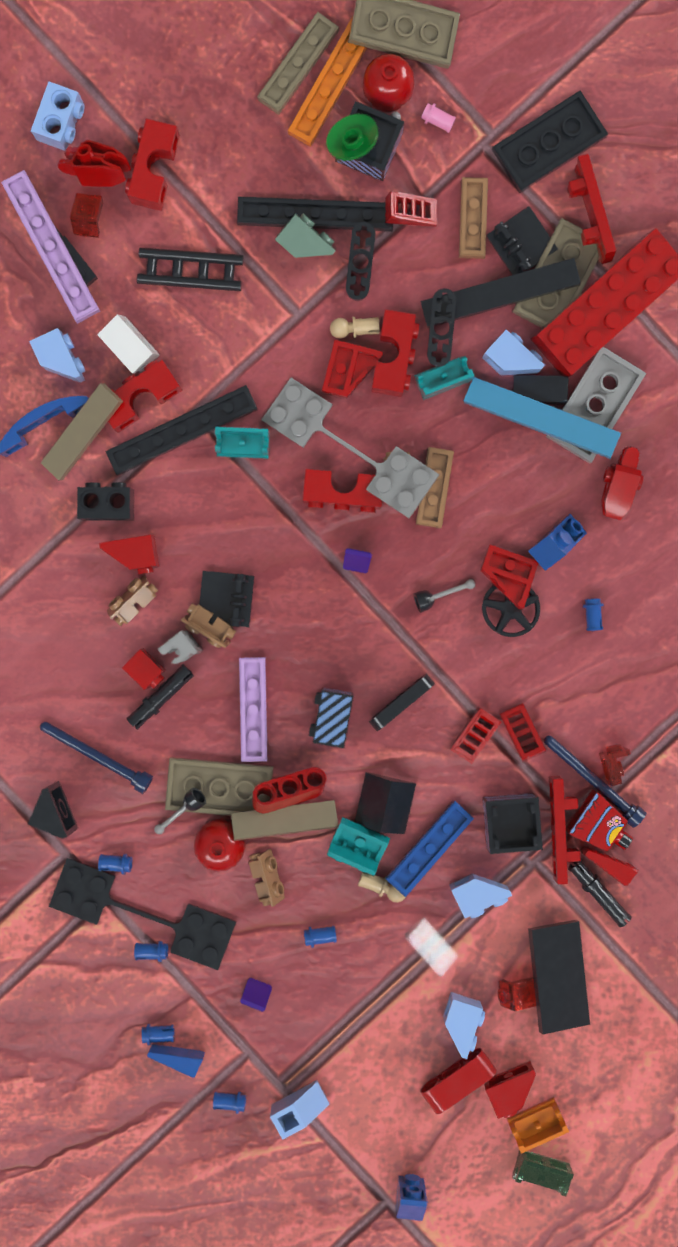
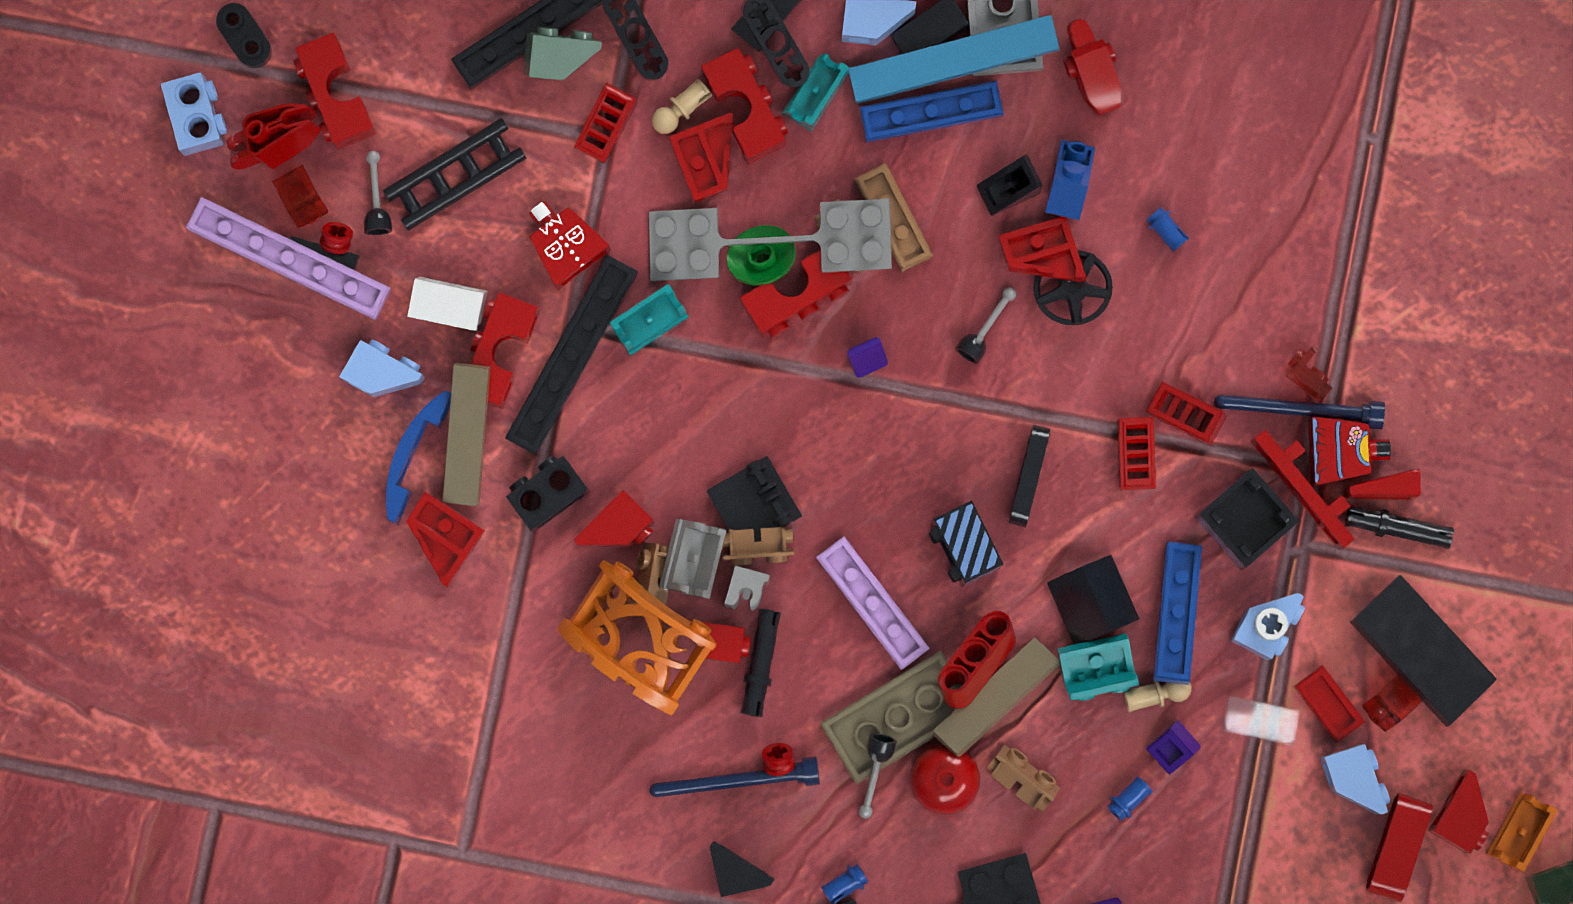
camera: 35 degrees left, 5 degrees down
(26, 483) = (443, 536): none -> red wing
(76, 600) = (585, 631): none -> orange fence
(90, 255) = (336, 238): none -> red bush
(122, 262) = (376, 220): none -> hinge
(124, 90) = (243, 35): none -> black plate
(130, 755) = (778, 759): none -> red bush
(163, 605) = (692, 558): none -> light grey hinge
(224, 359) = (565, 243): none -> red torso
(307, 312) = (623, 116): none -> red slope
(326, 450) = (746, 260): none -> green dish
(369, 924) = (1173, 747): none -> dark purple slope
(471, 898) = (1260, 628): none -> white bush
(479, 965) = (1329, 704): none -> red tile
(504, 440) = (931, 111): none -> blue tile
(518, 519) = (1010, 186): none -> black slope

